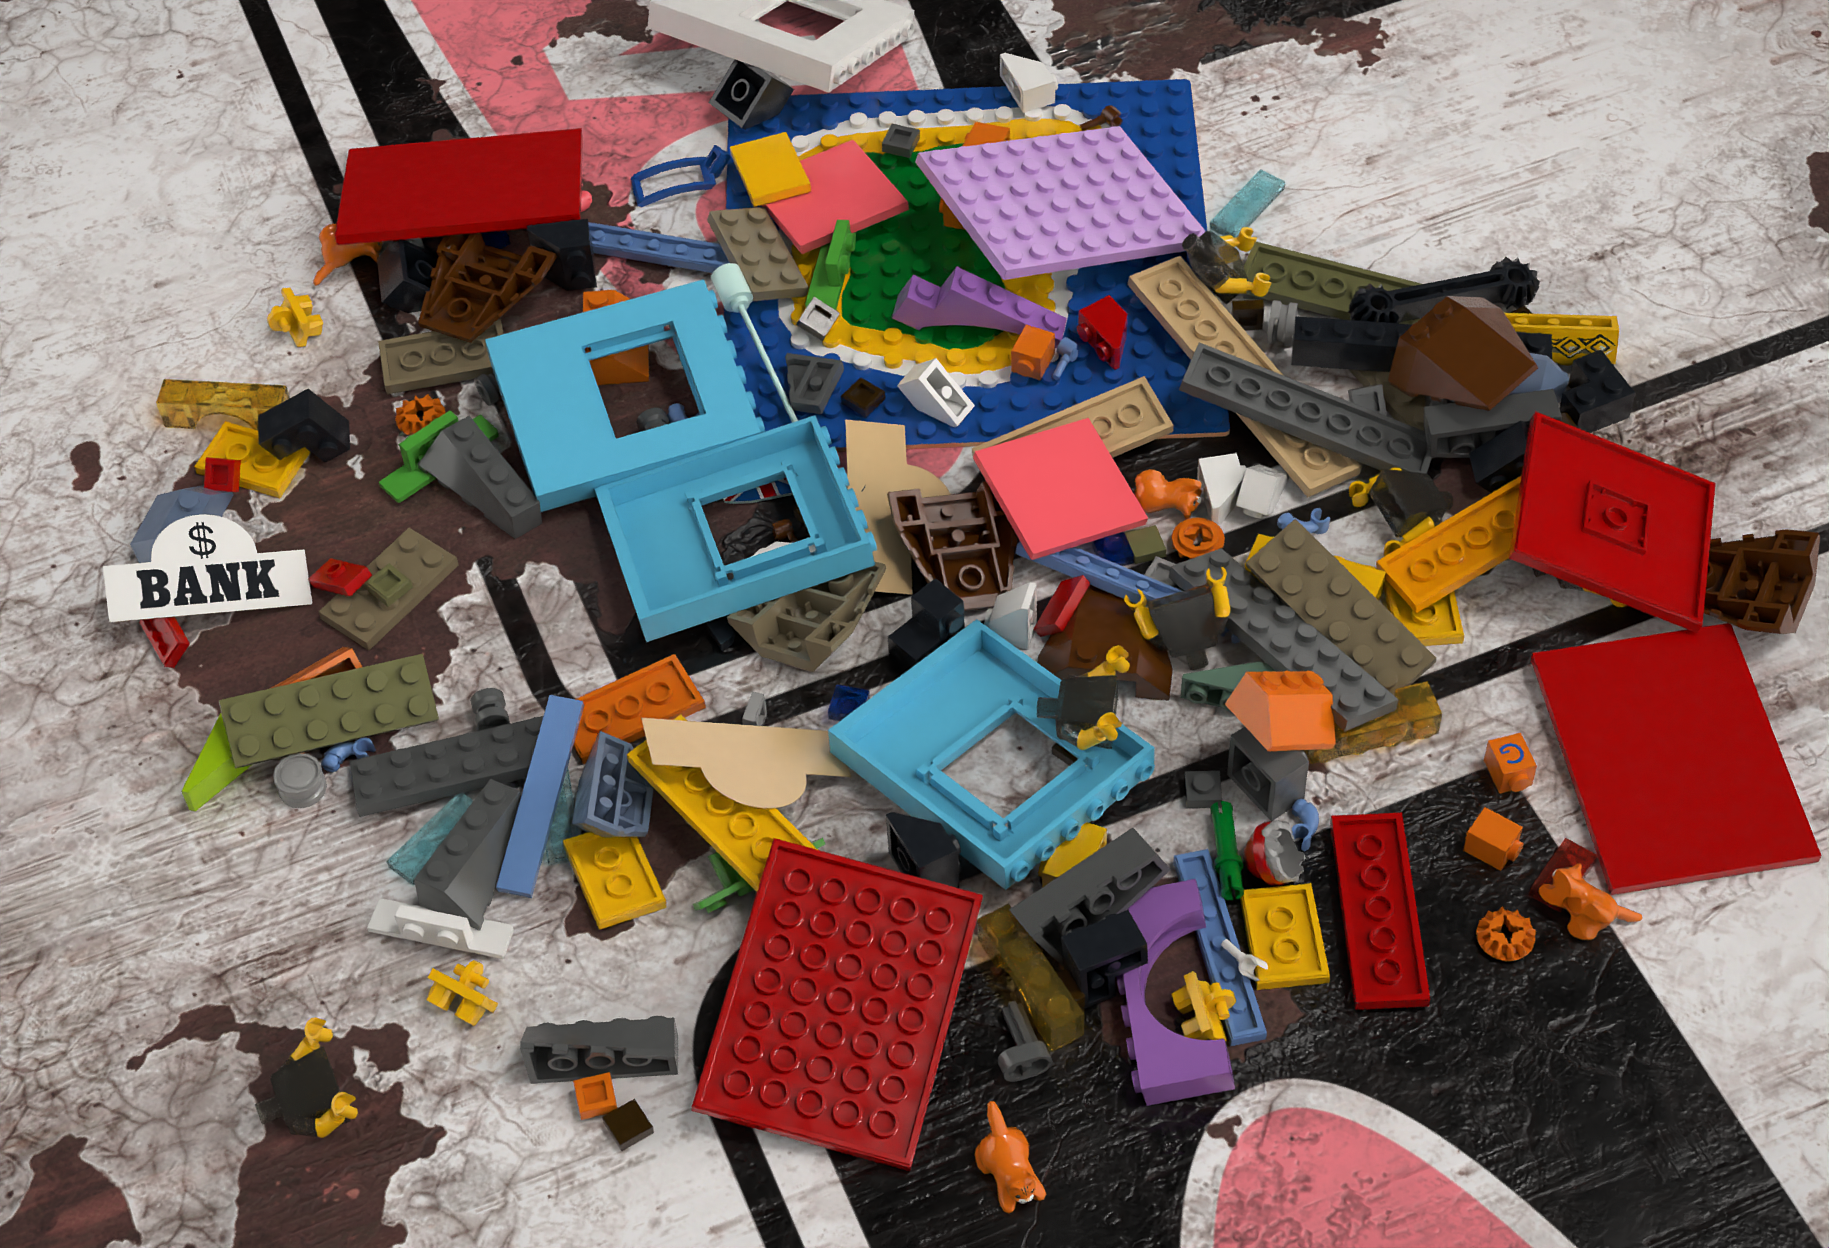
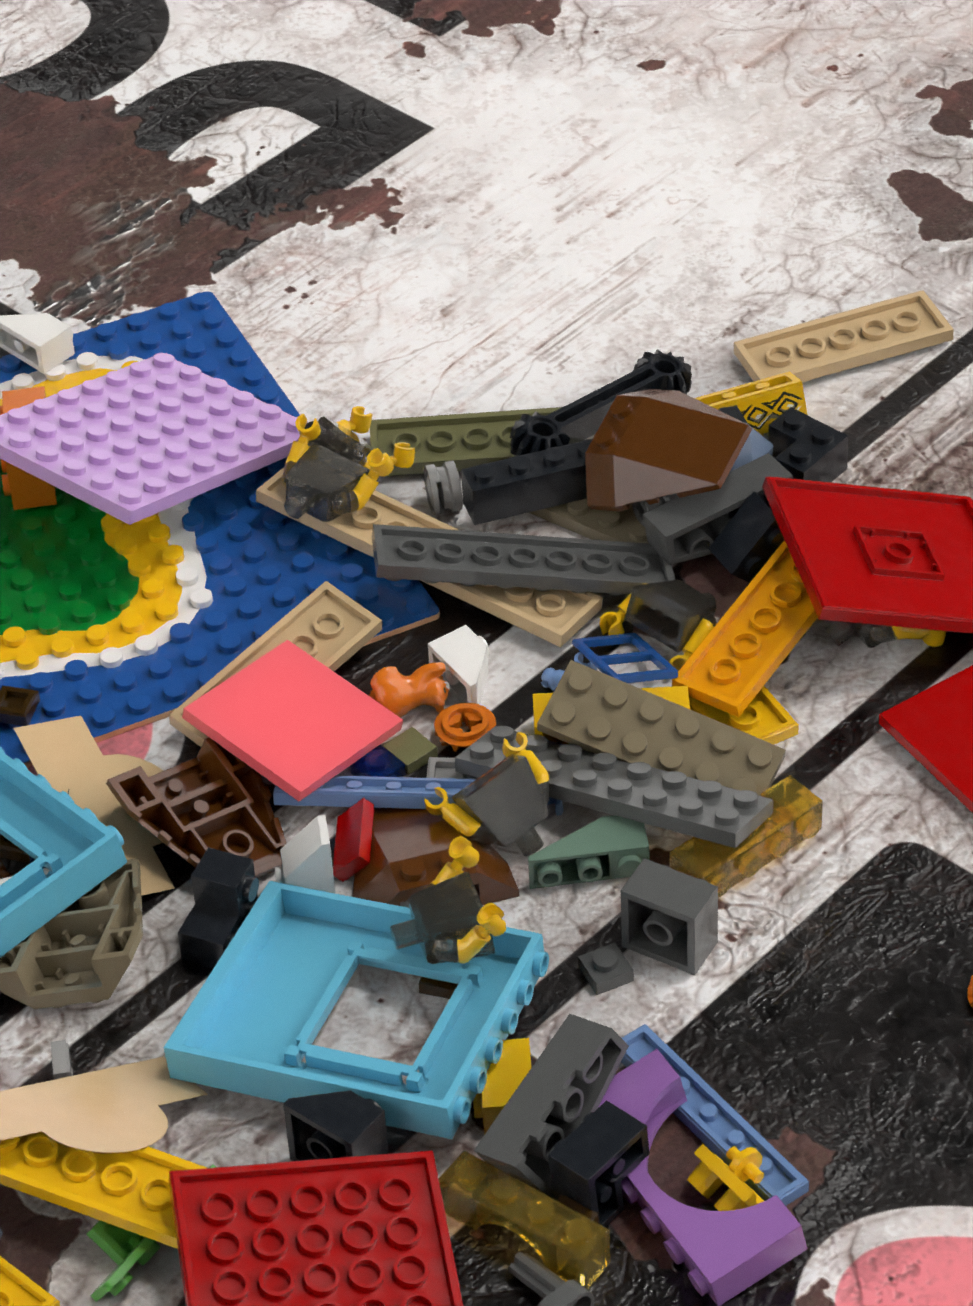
camera: 25 degrees left, 10 degrees down
(845, 701) = (162, 1019): clear blue plate -> none
(936, 393) = (98, 672): white slope -> none
(971, 302) = (95, 566): medium lavender arch -> none
(1033, 352) = (187, 598): orange brick -> none
(1068, 351) = (223, 585): medium blue hand -> none
(1105, 329) = (254, 551): red slope -> none
(1108, 115) = (143, 347): reddish brown hand -> none
(1183, 289) = (326, 482): none -> clear smoke torso
(1228, 862) = (675, 1027): green pin -> none
(1246, 962) = (751, 1116): white hand -> none
(1247, 204) = (340, 387): clear light blue tile -> none
(1248, 313) = (402, 488): dark brown plate -> none
(1261, 490) = (509, 656): white slope -> none
(1273, 854) = (717, 1003): light grey hair -> none
(1285, 710) = (666, 841): orange slope -> none
(1286, 935) = (773, 1081): yellow tile -> none
(1310, 818) = (736, 959): medium blue arm -> none
(1369, 397) = (574, 527): dark grey plate -> none
(1373, 530) = (647, 653): none -> blue window
(1379, 911) = (860, 1018): red plate -> none
(1494, 839) = (939, 905): orange brick -> none
(1510, 763) = (914, 827): orange brick -> none
(1687, 299) = (846, 339): none -> tan plate

